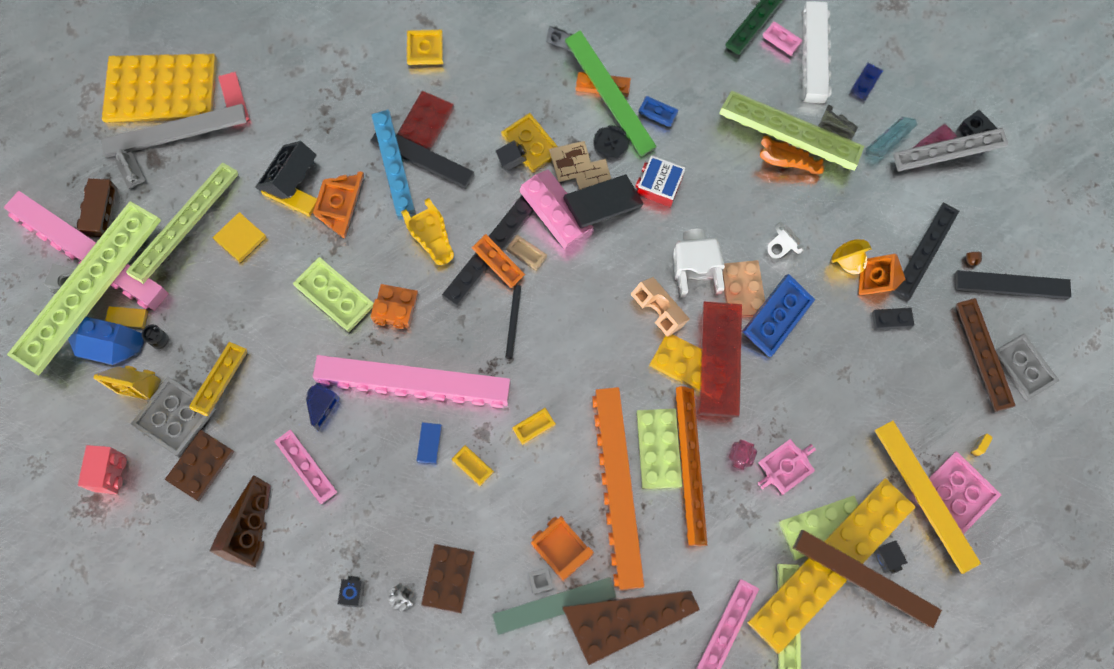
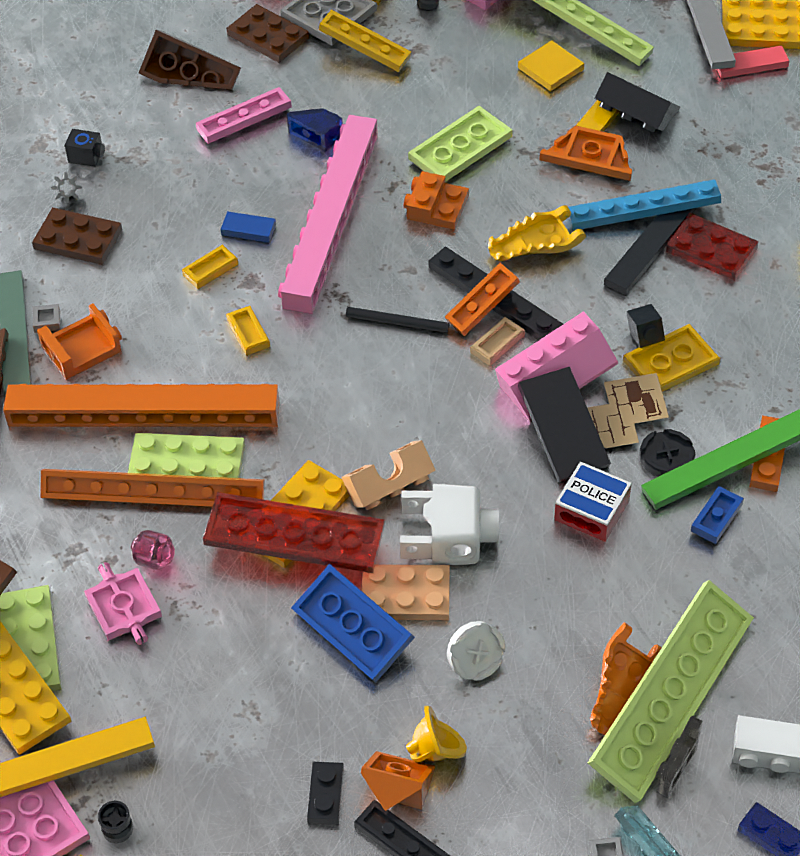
camera: 100 degrees right, 20 degrees down
(947, 434) = (109, 818): none -> black wheel

